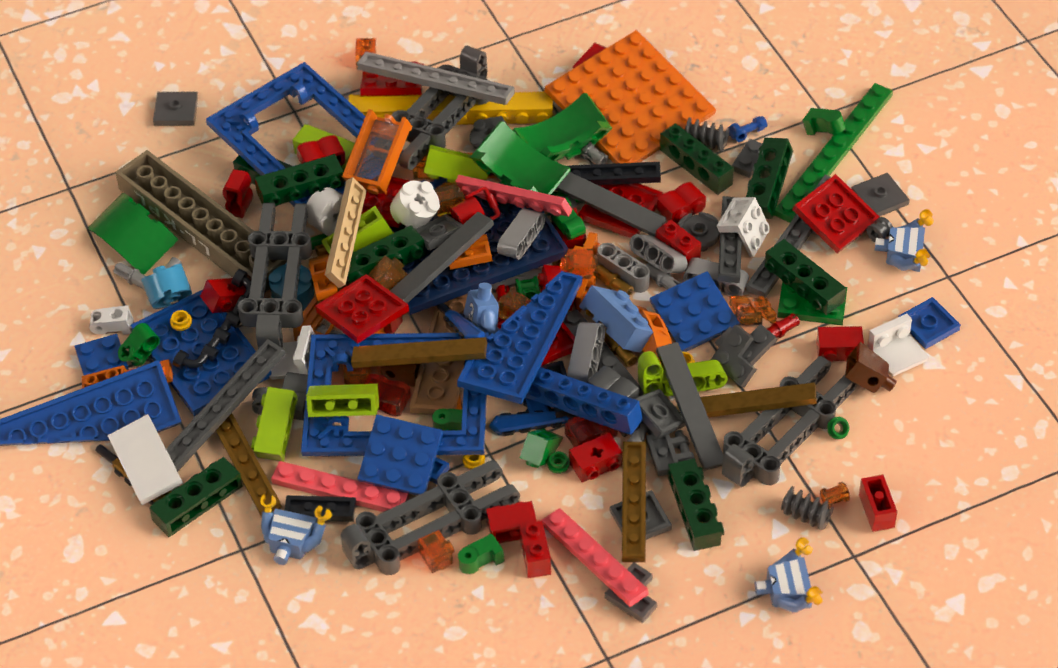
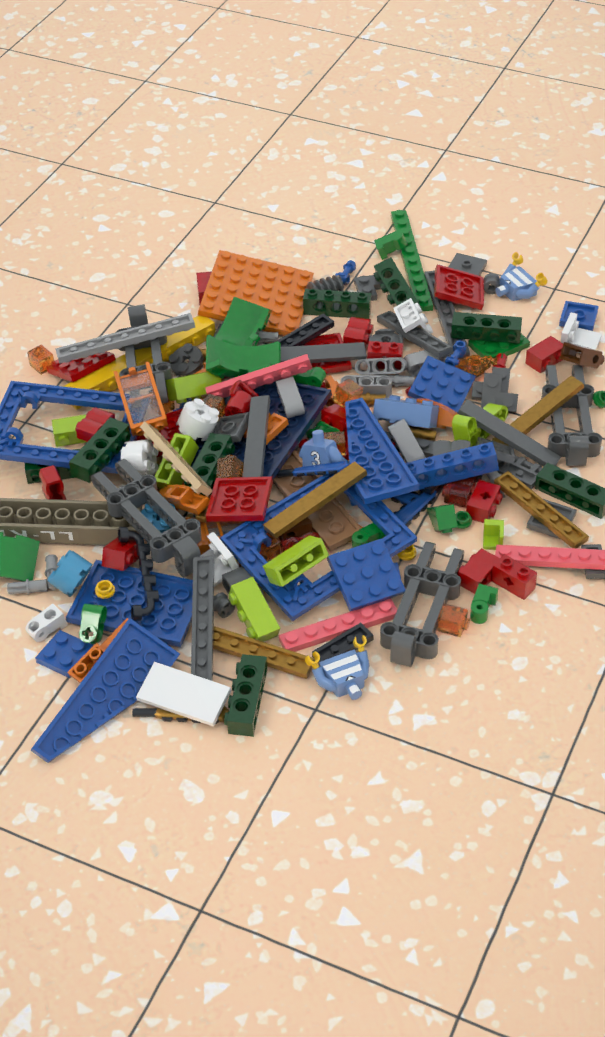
camera: 40 degrees left, 5 degrees down
(570, 497) = (493, 533): none -> lime panel
(750, 286) = (459, 351): none -> blue bar

